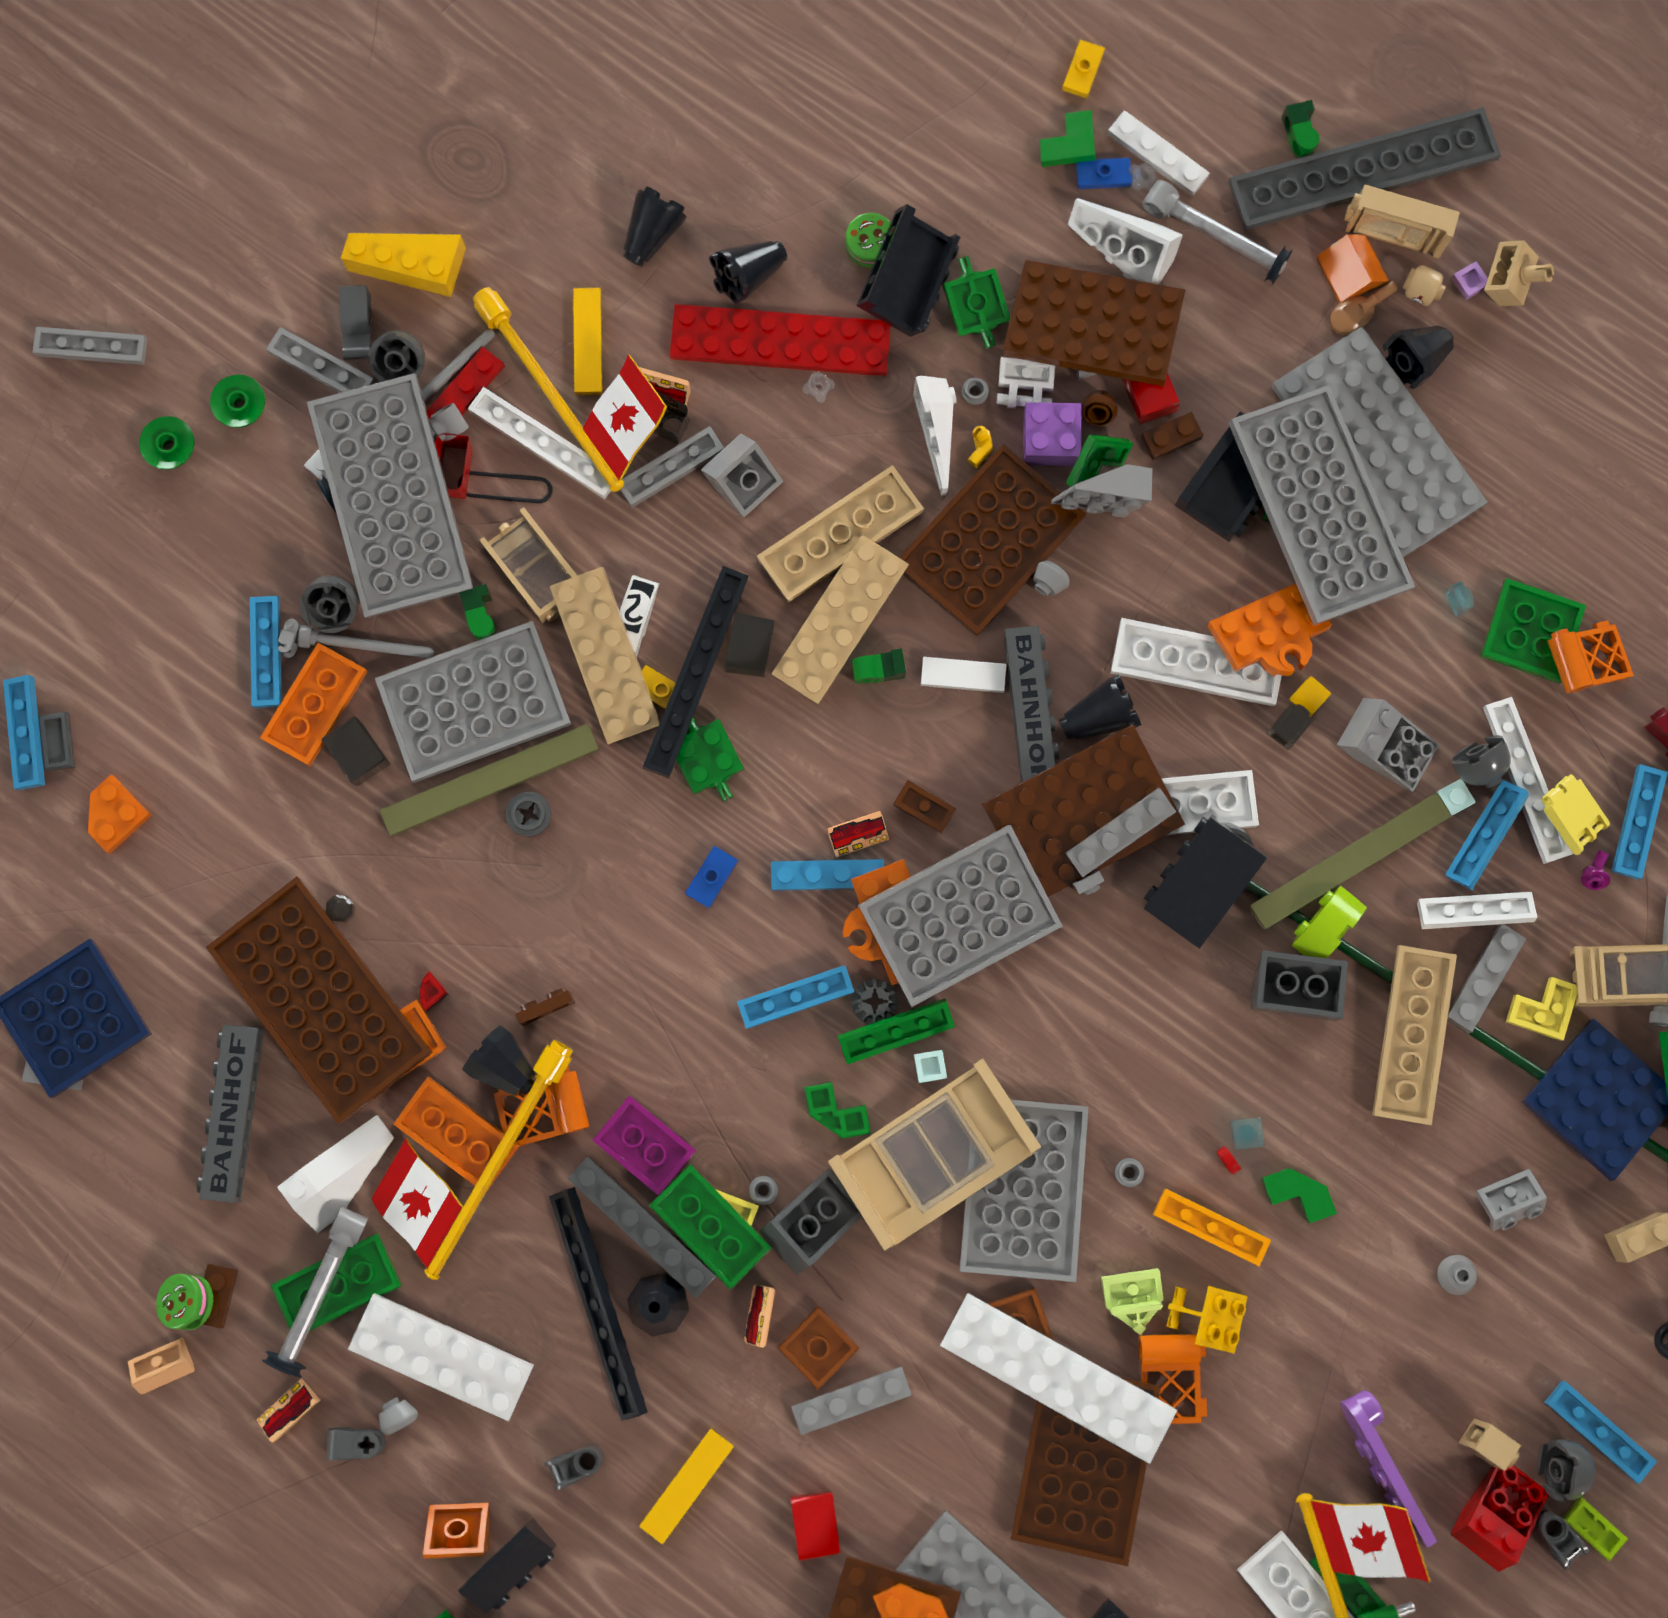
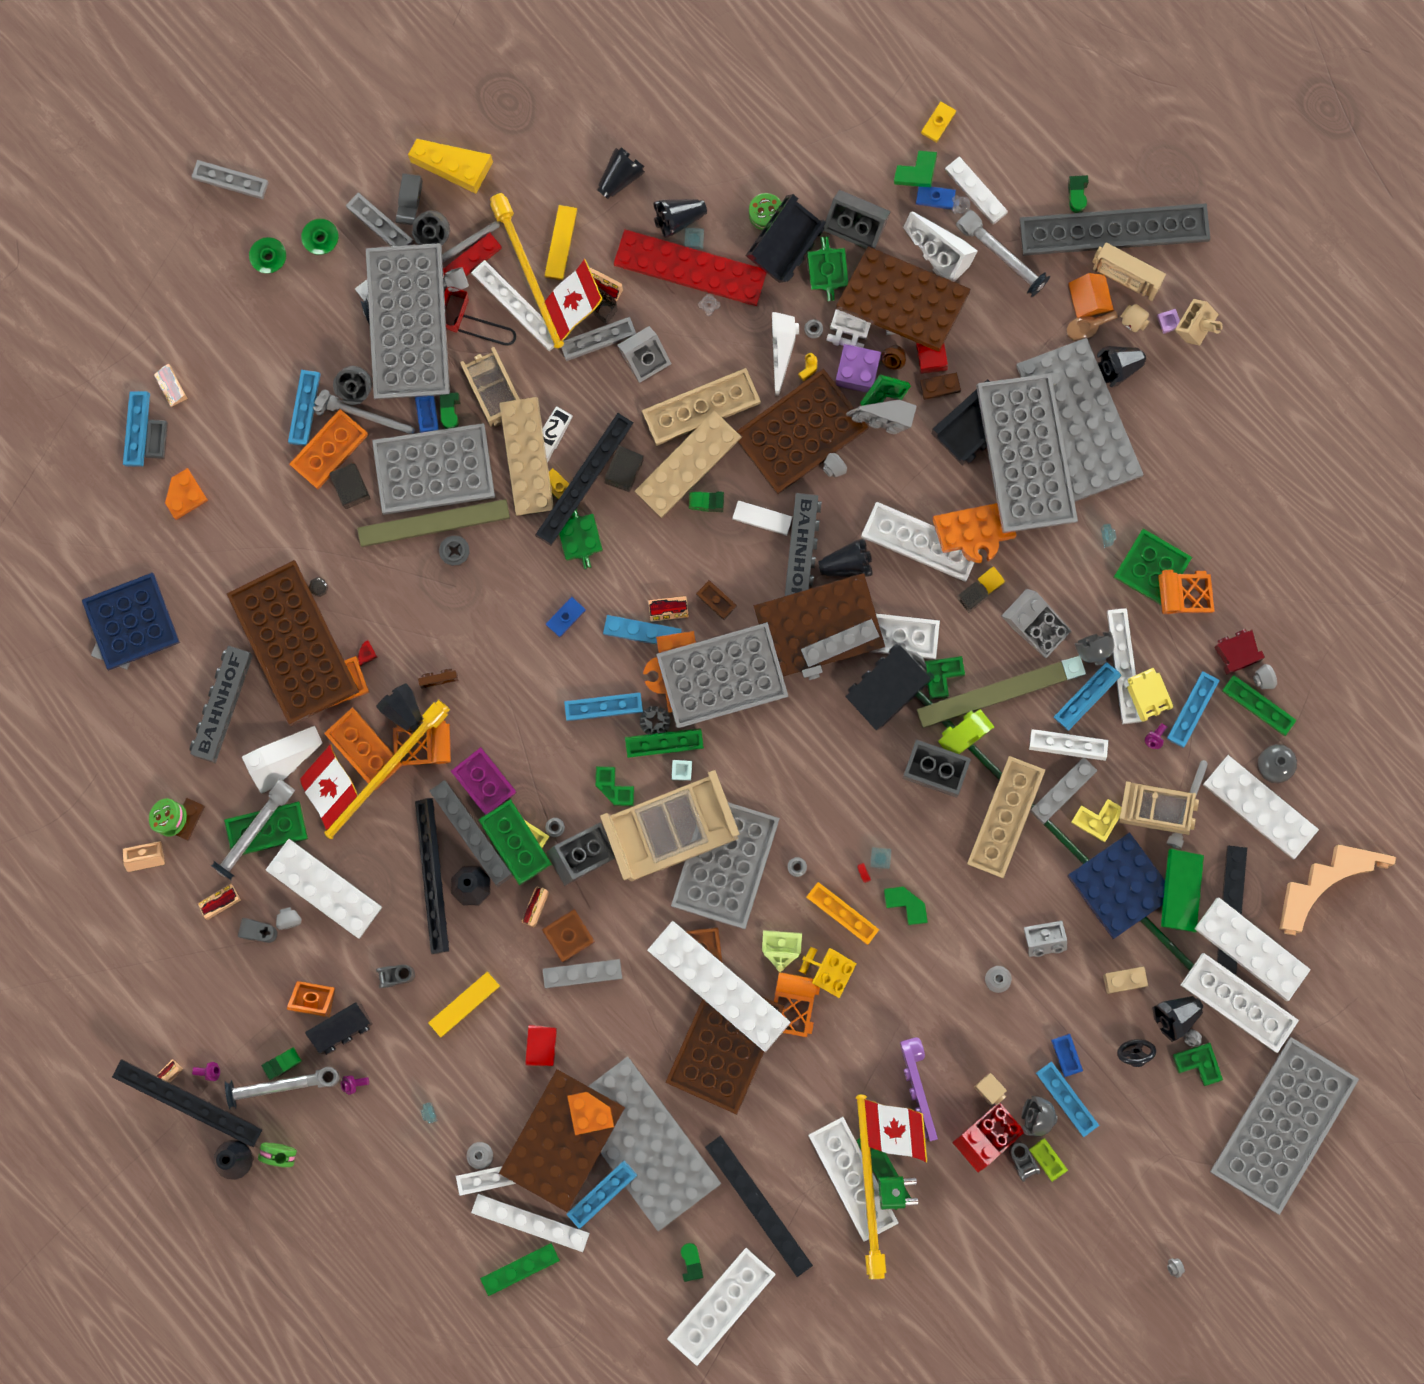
camera: 20 degrees right, 0 degrees up
(62, 659) = (170, 385): none -> slope
(446, 624) = (426, 413): none -> blue plate
(777, 297) = (694, 238): none -> clear light blue plate
(1000, 226) = (856, 220): none -> dark grey slope
(1271, 839) = (941, 670): none -> green tile
(1584, 1366) = (1067, 1055): none -> blue plate

